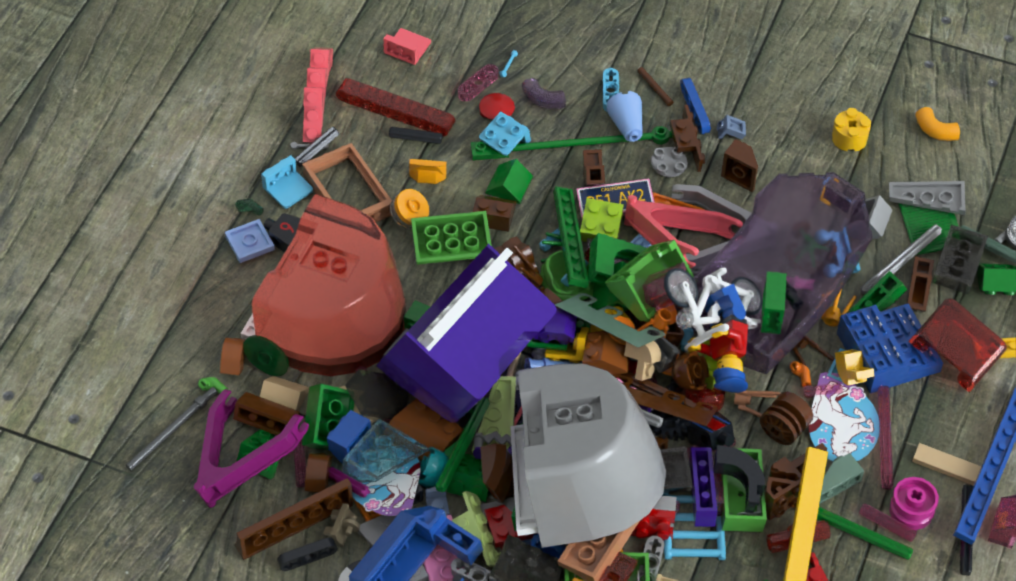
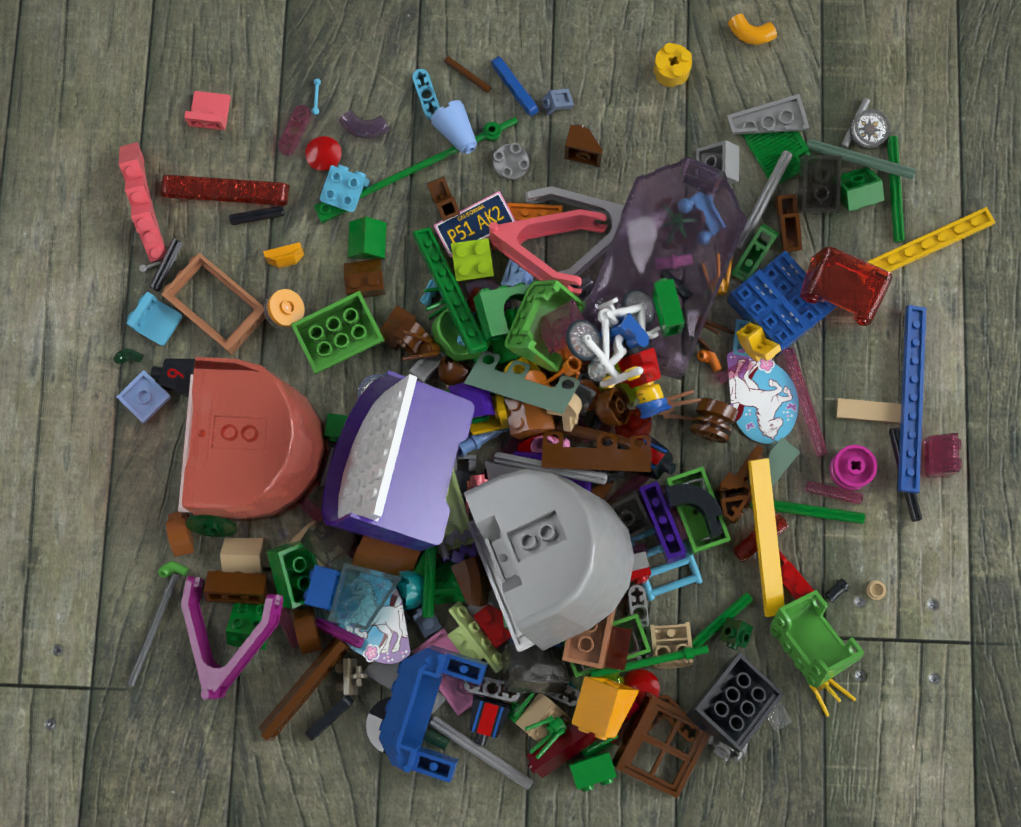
camera: 15 degrees left, 25 degrees up
(685, 137) = (517, 128): reddish brown bracket -> none

